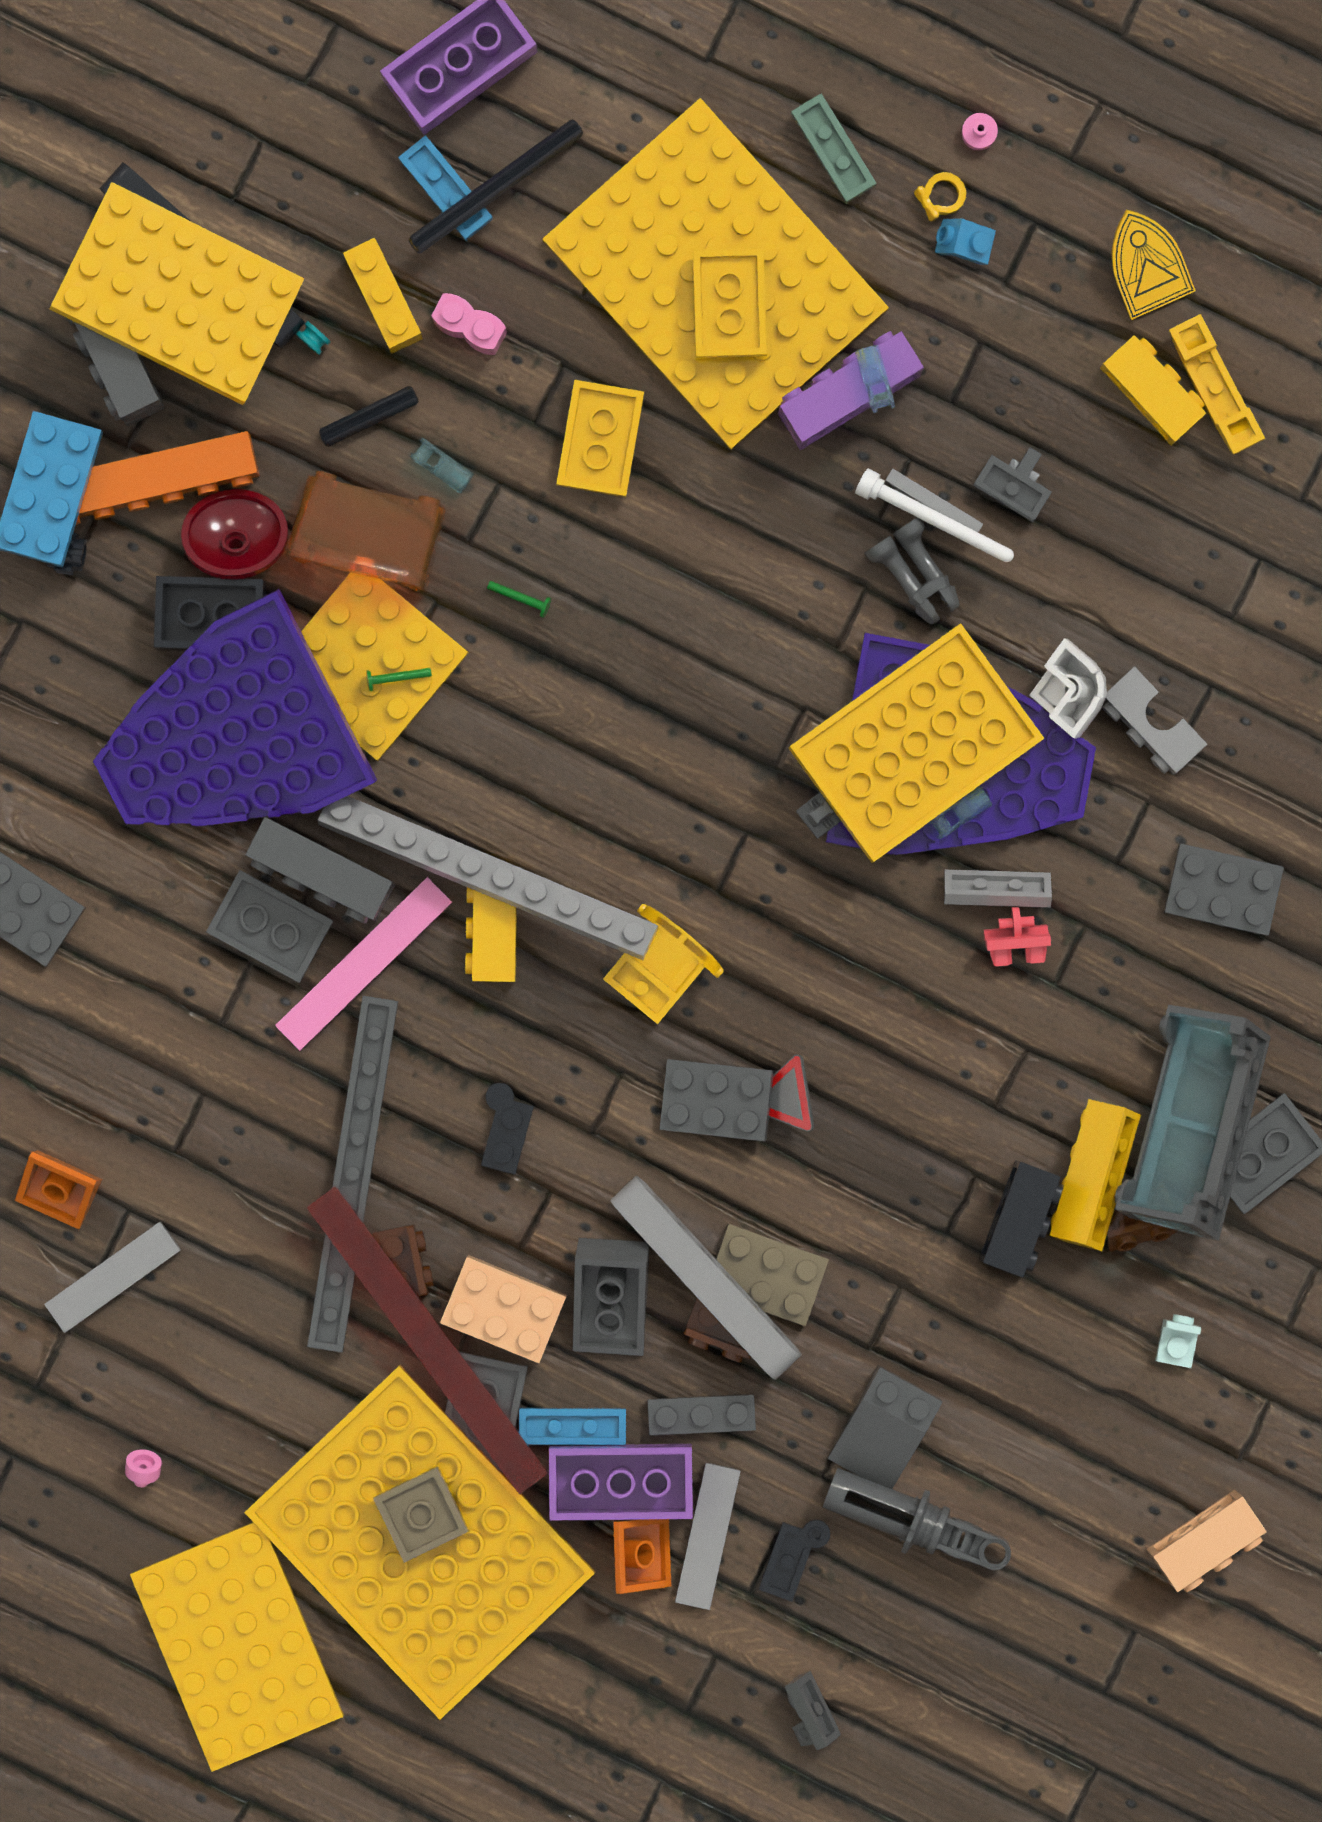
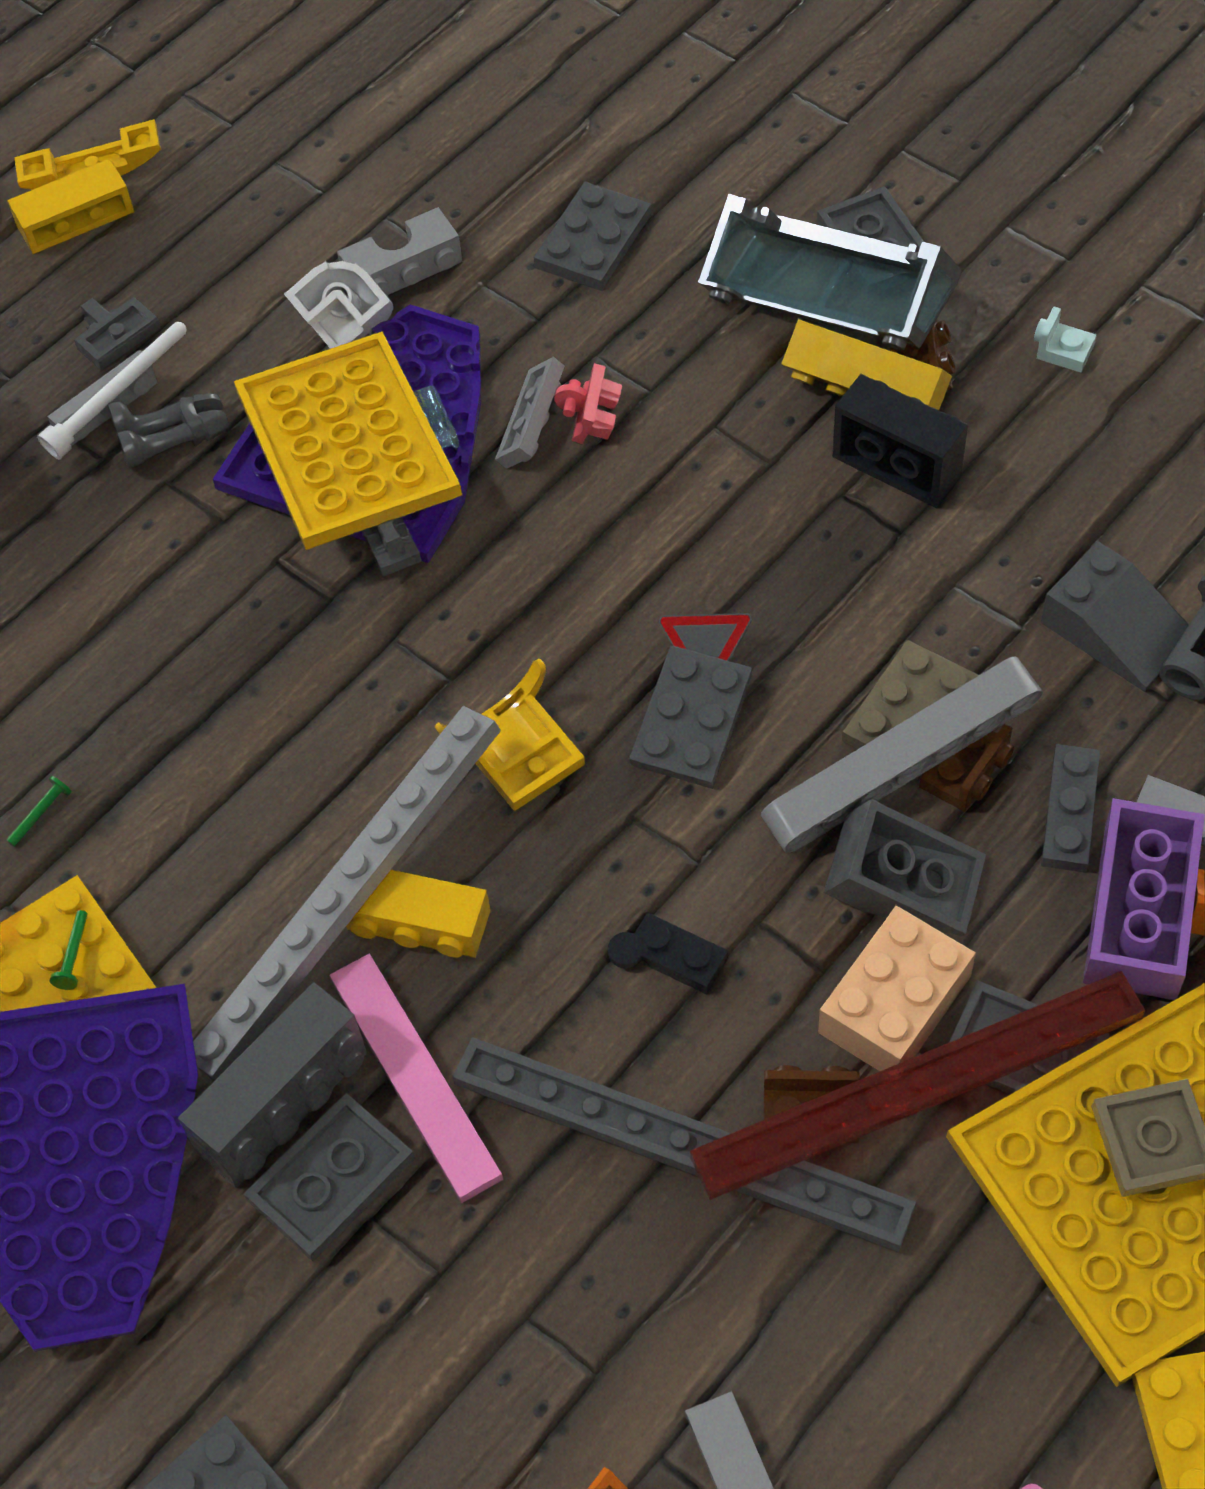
camera: 70 degrees left, 30 degrees down
(573, 1426) = (1062, 941): dark azure plate -> none

